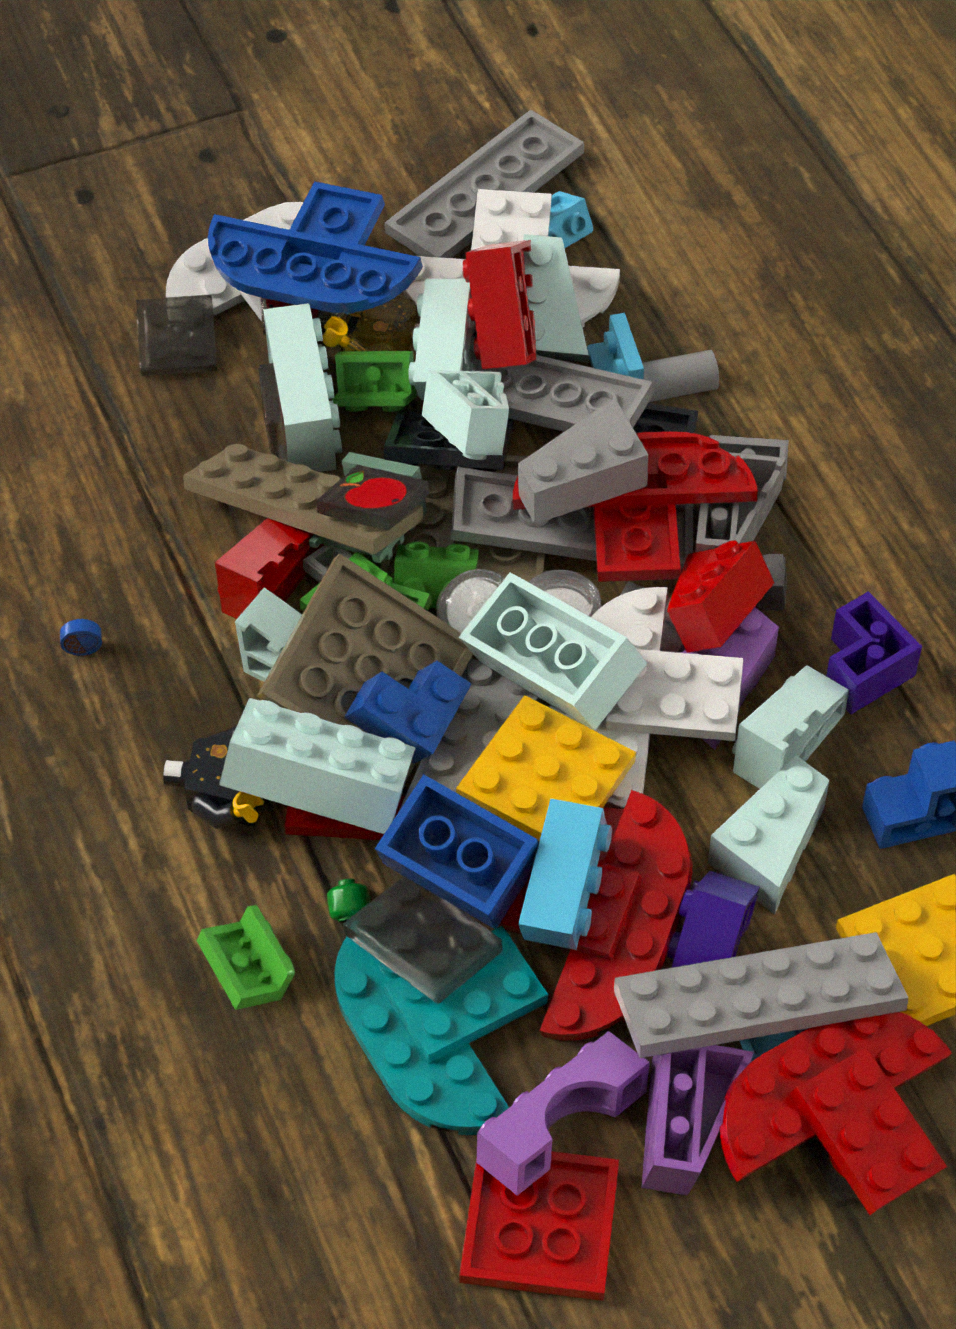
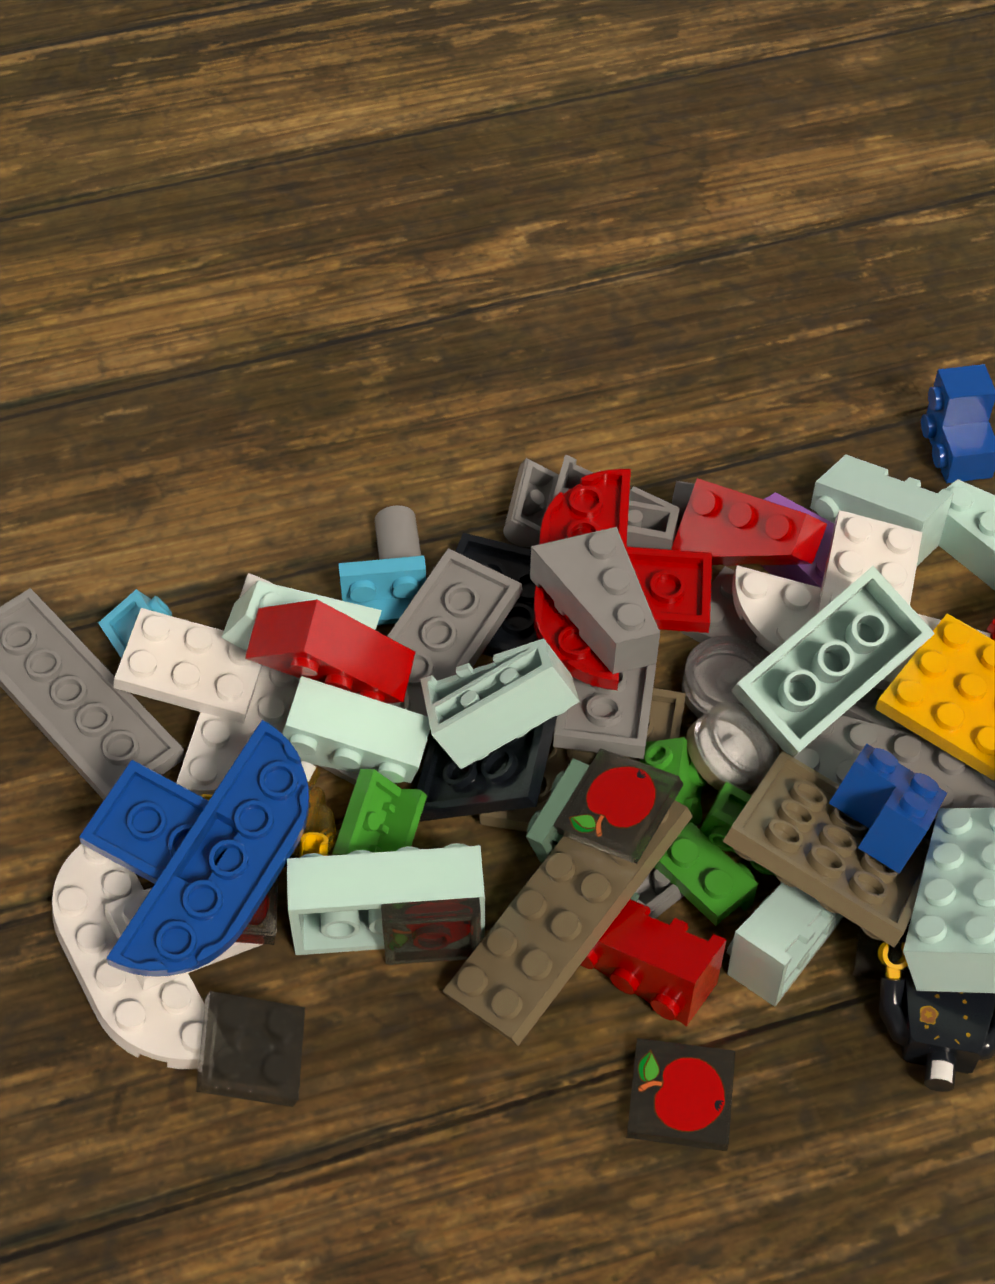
camera: 85 degrees left, 0 degrees up
(80, 637) = (737, 1178): blue tile -> none
(157, 605) = (681, 1094): none -> tile
(873, 654) = (793, 430): dark purple brick -> none

